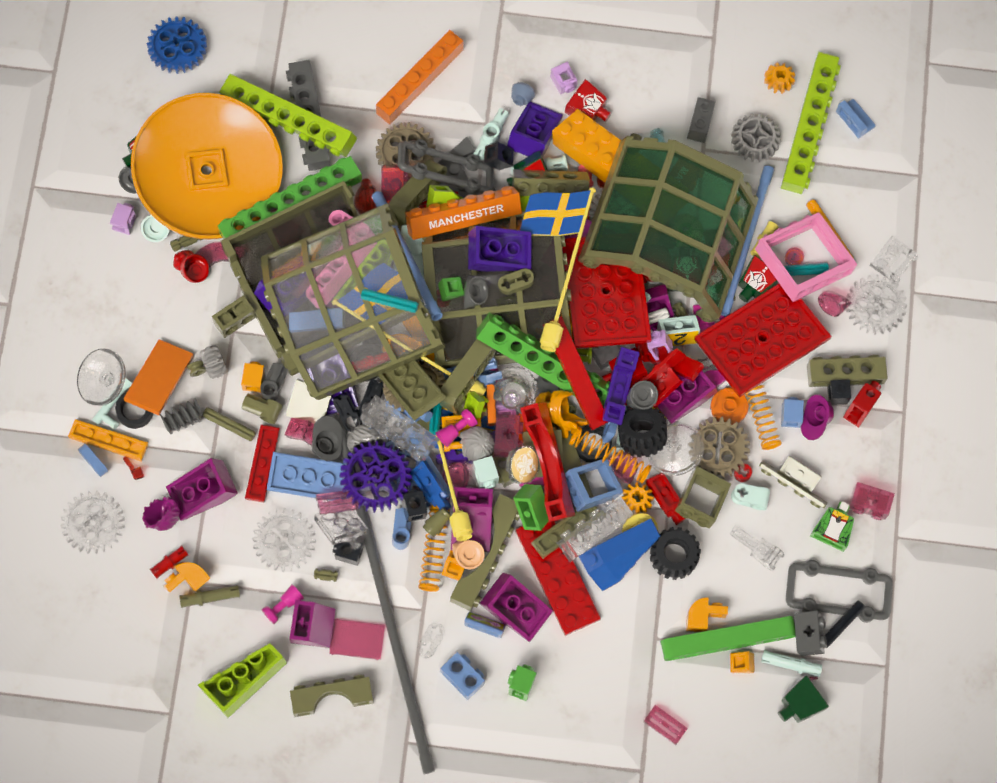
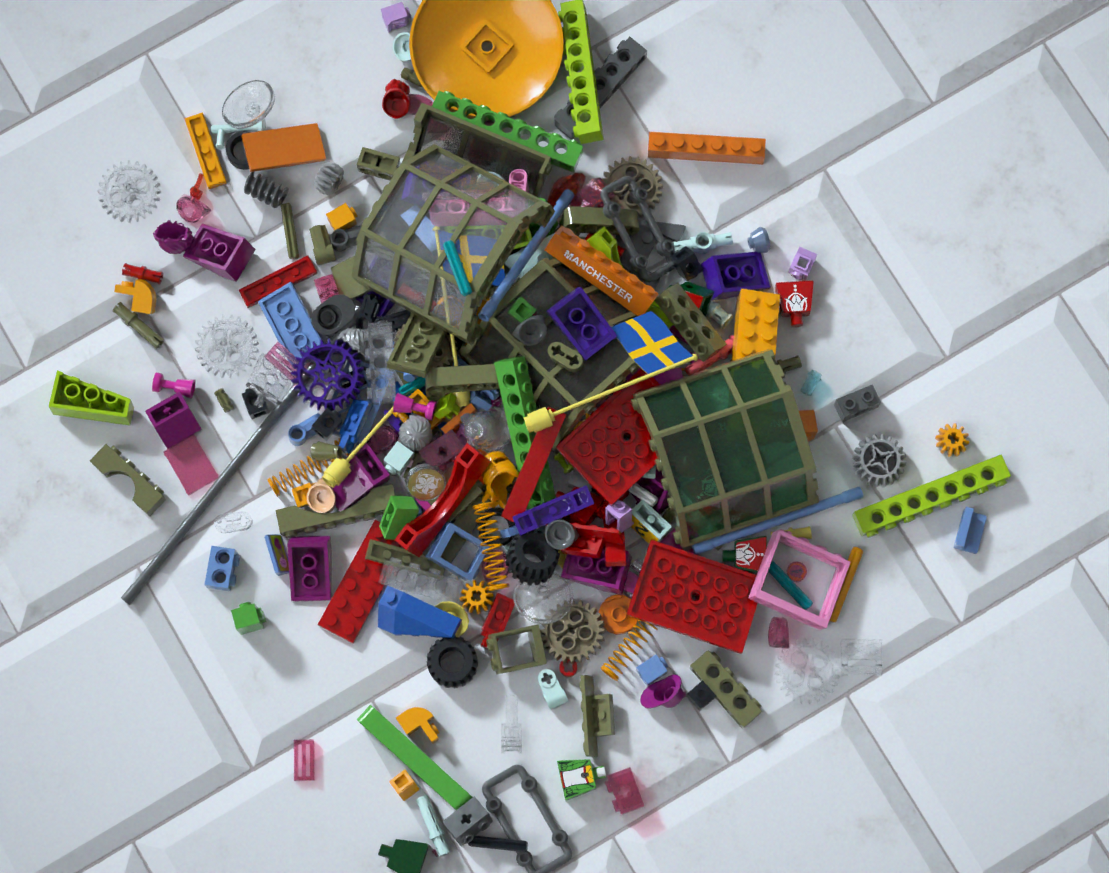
camera: 60 degrees right, 5 degrees up
(92, 460) = (179, 151): medium blue beam -> none
(148, 484) = (191, 208): none -> clear pink piece
(196, 368) = (313, 169): olive bush -> none
(863, 403) = (700, 723): red torso -> none

